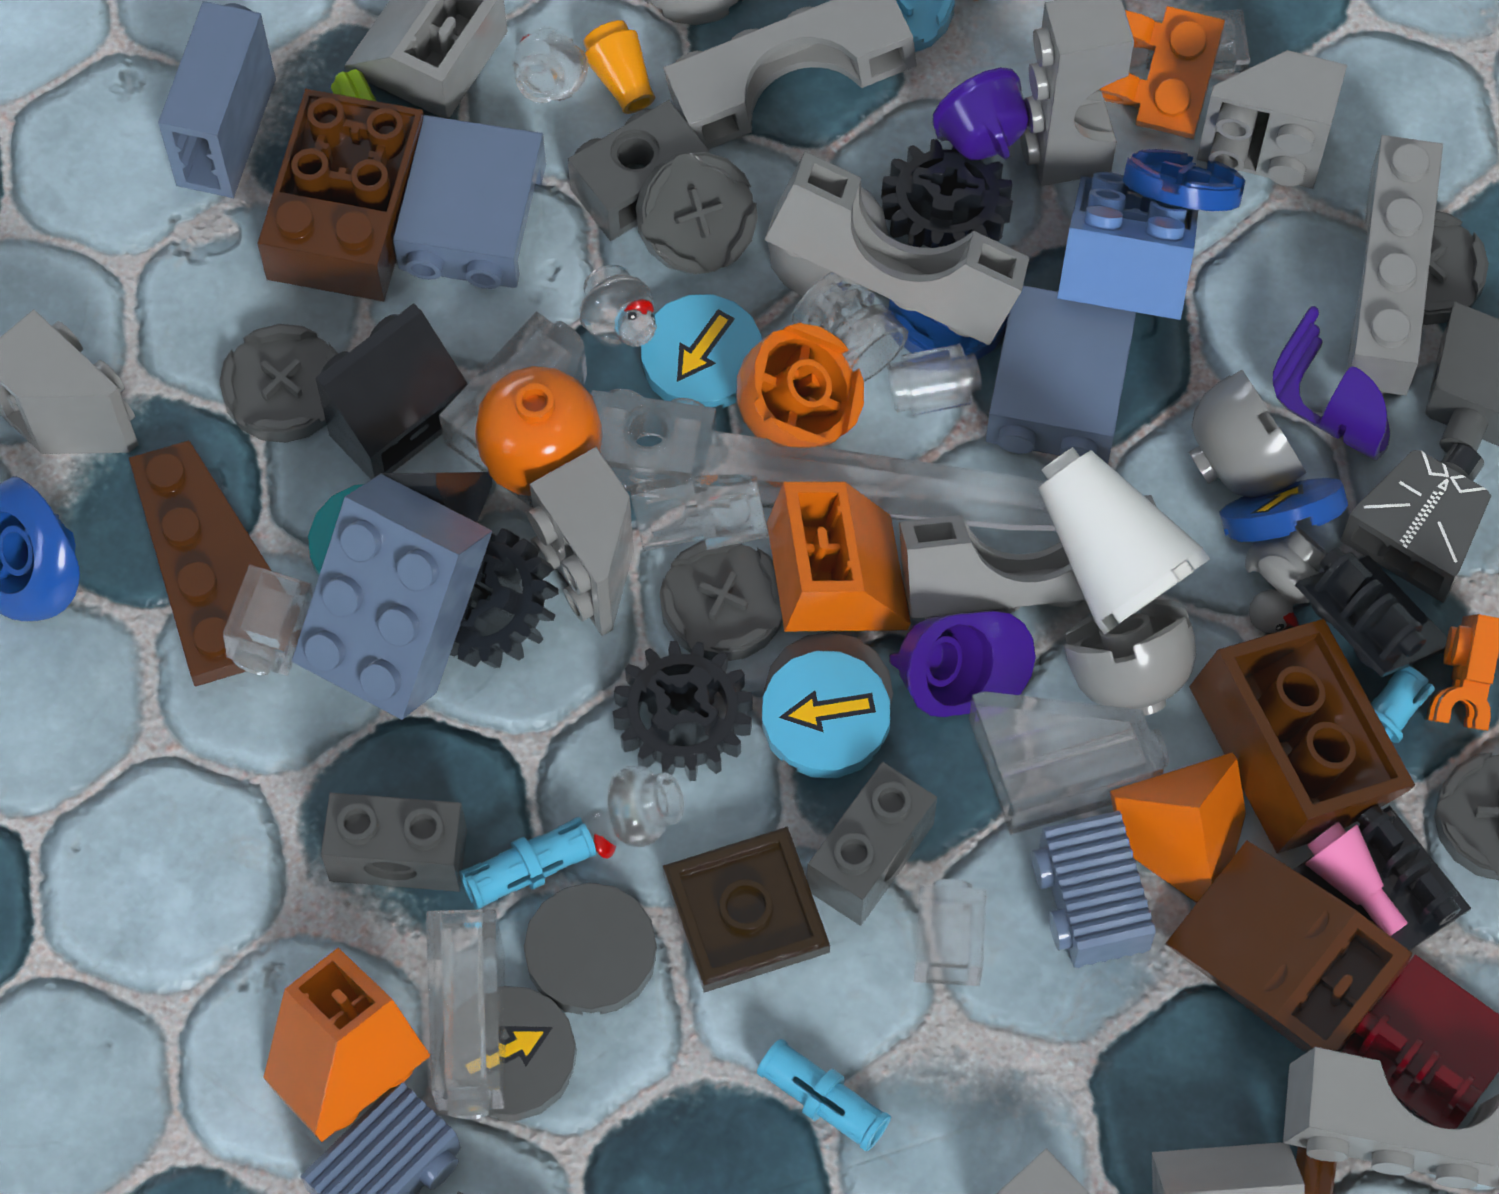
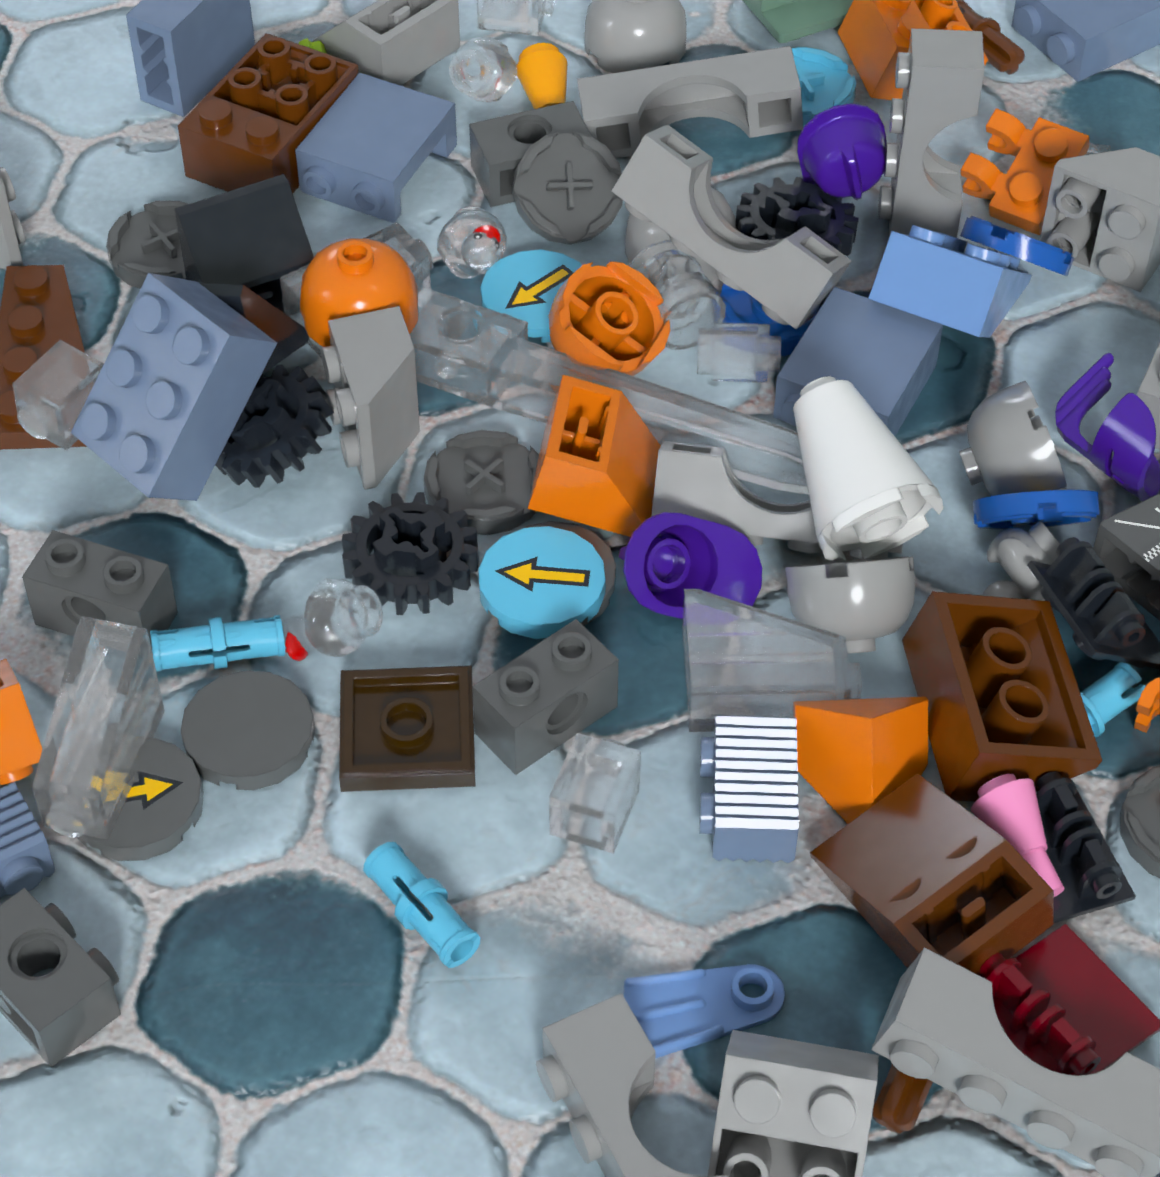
camera: 15 degrees right, 15 degrees down
(699, 507) = (484, 399): clear slope -> none
(1105, 1123) = (701, 1004): none -> medium blue piece

